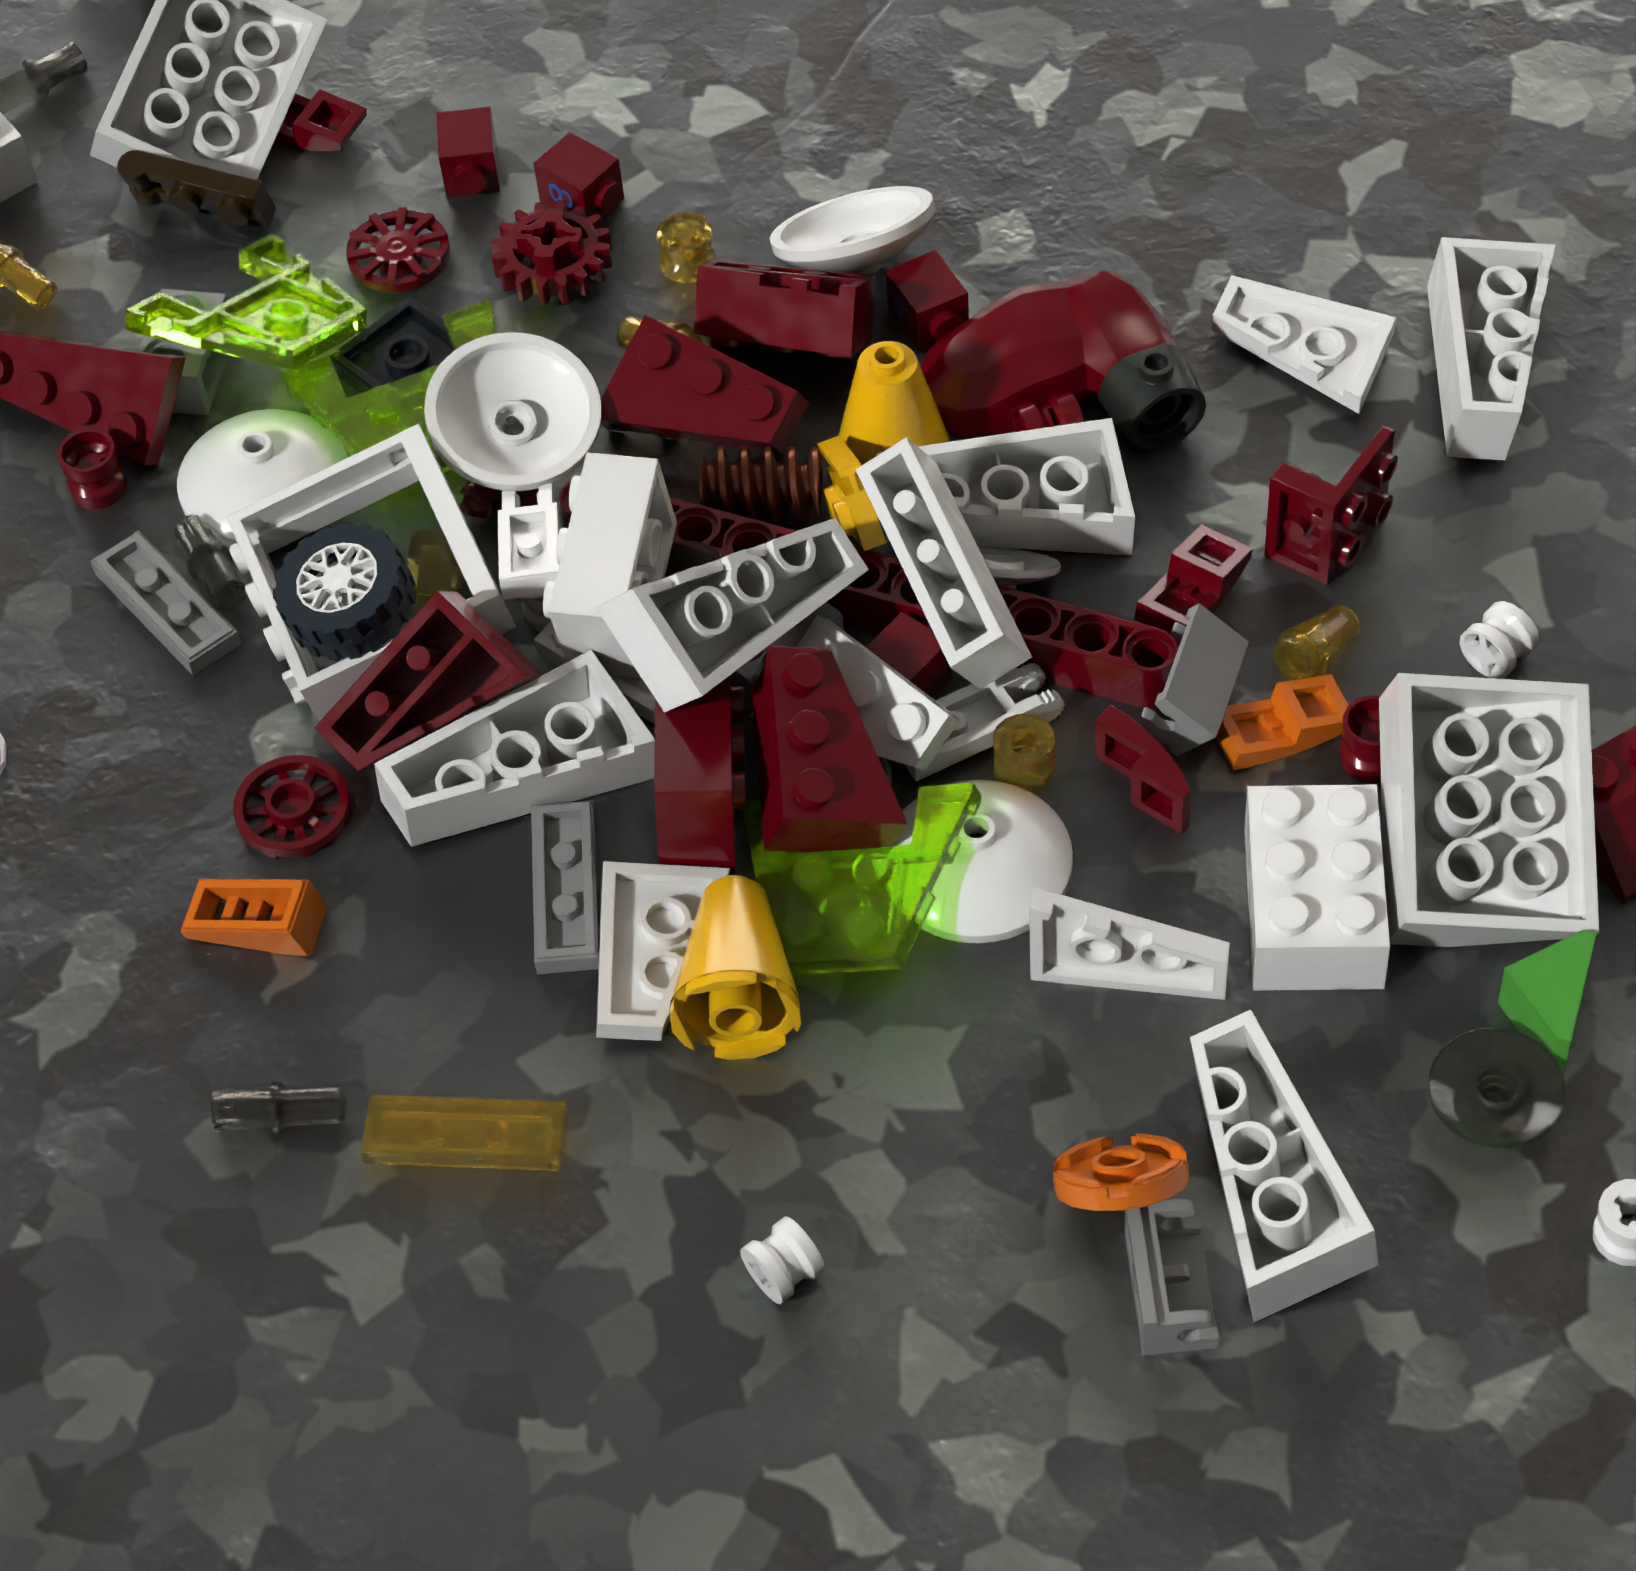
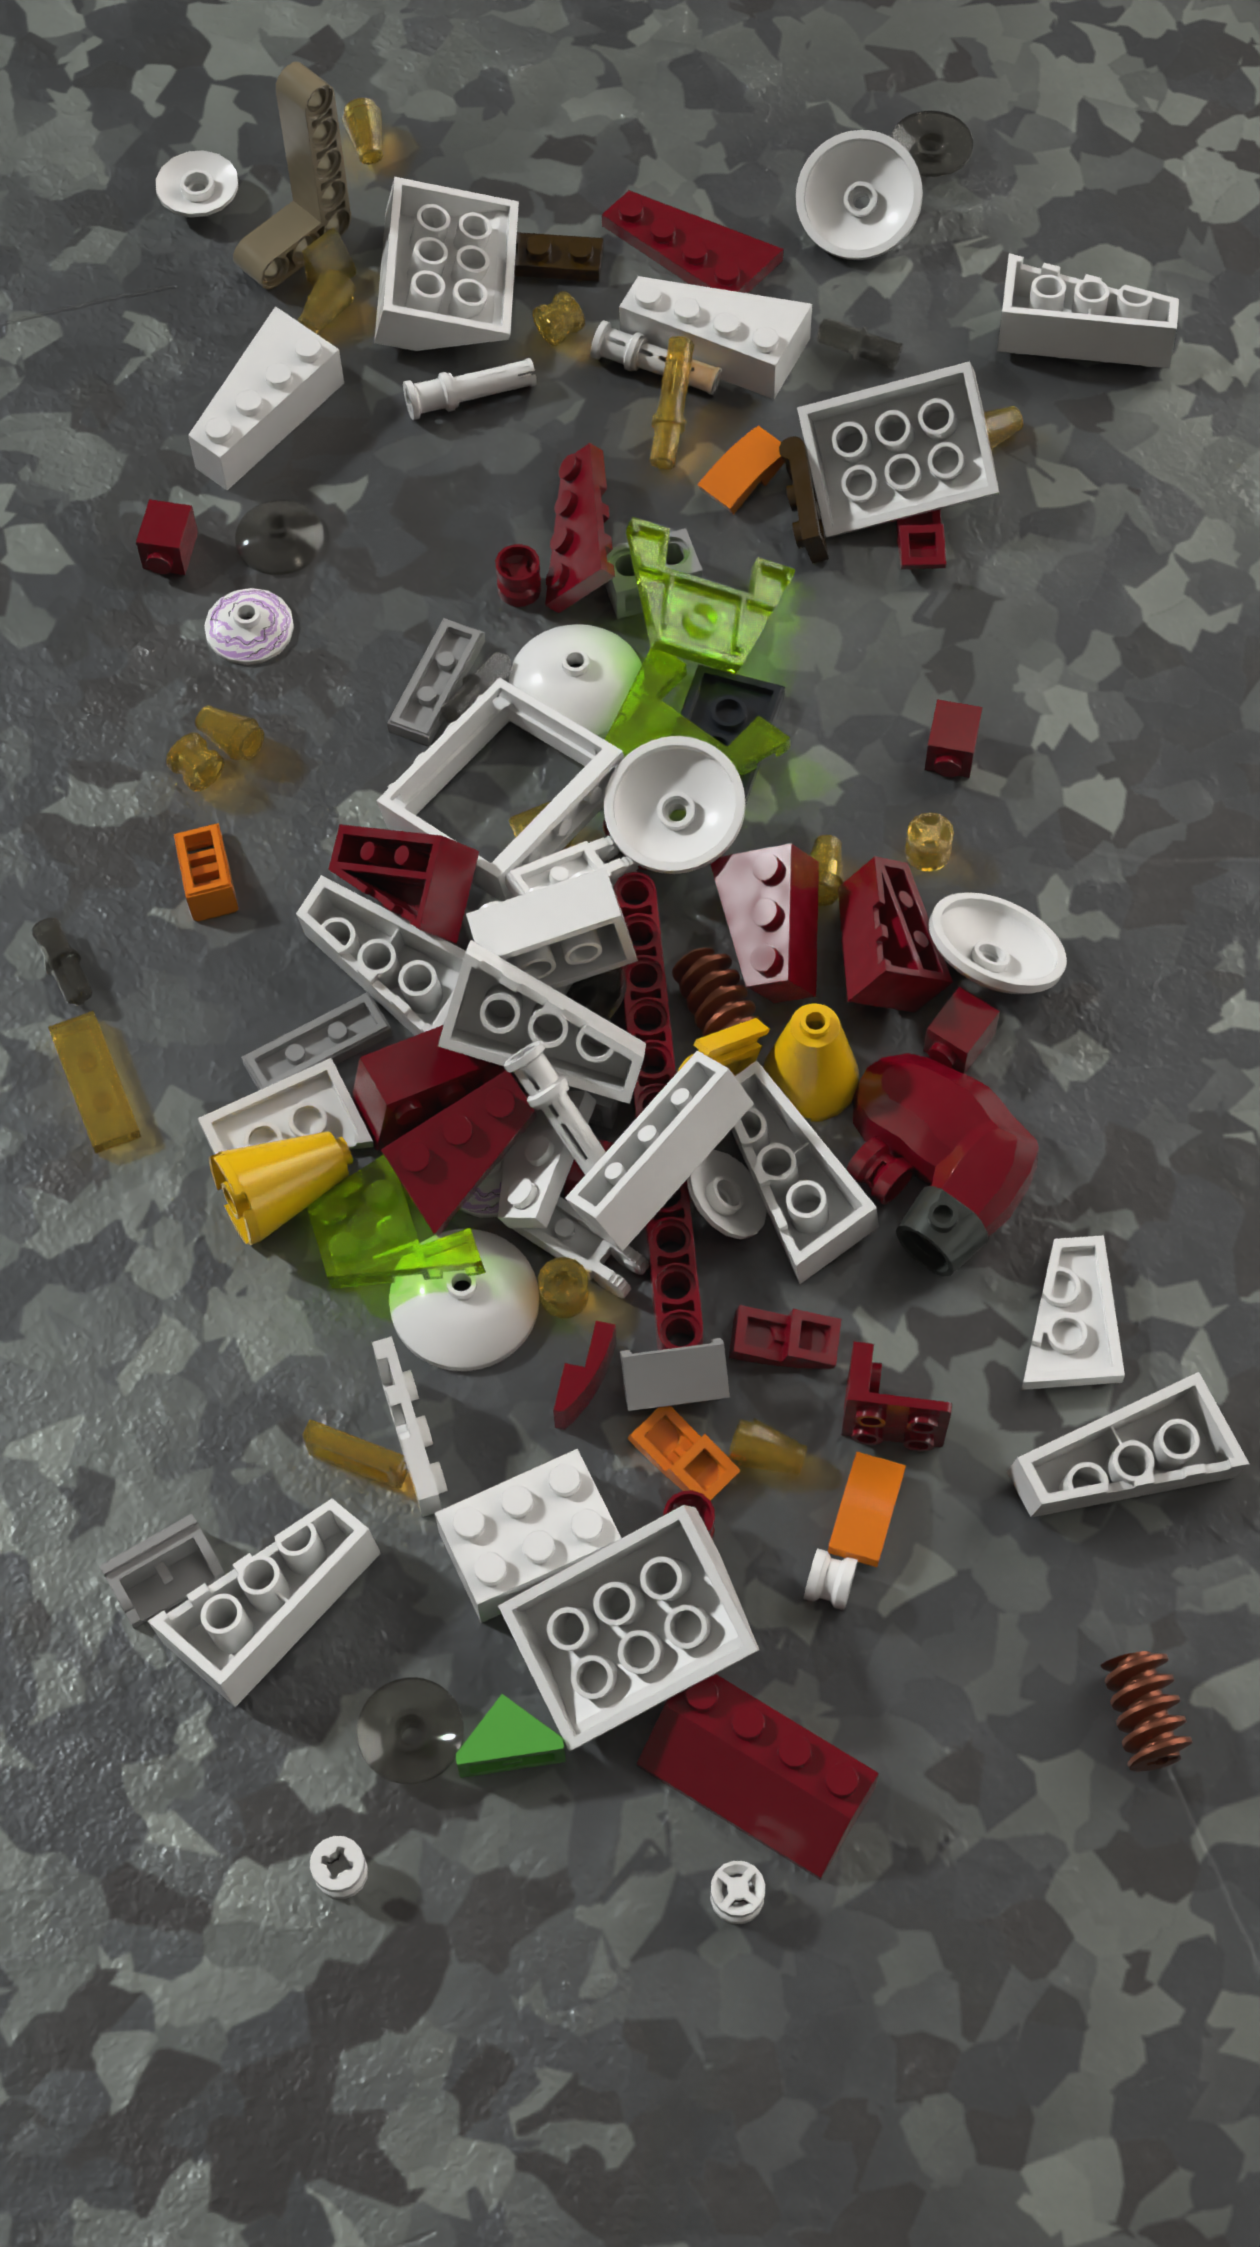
camera: 60 degrees right, 10 degrees up
(85, 819) = (232, 733): none -> clear yellow cone
(103, 867) = (195, 762): none -> clear yellow wheel
(112, 231) = (742, 468): none -> orange slope
(292, 806) = (302, 844): dark red wheel -> none
(344, 591) = (454, 782): black wheel -> none
(398, 250) = (826, 656): dark red wheel -> none
(468, 151) = (940, 652): dark red brick -> none
(552, 253) = (874, 752): dark red gear -> none
(782, 1260) = (70, 1319): white wheel -> none
(826, 621) = (549, 1093): none -> white pin
(1123, 1176) = (220, 1503): orange tile -> none
(1124, 1022) = (355, 1454): none -> clear yellow tile
(1438, 585) = (866, 1509): none -> orange slope

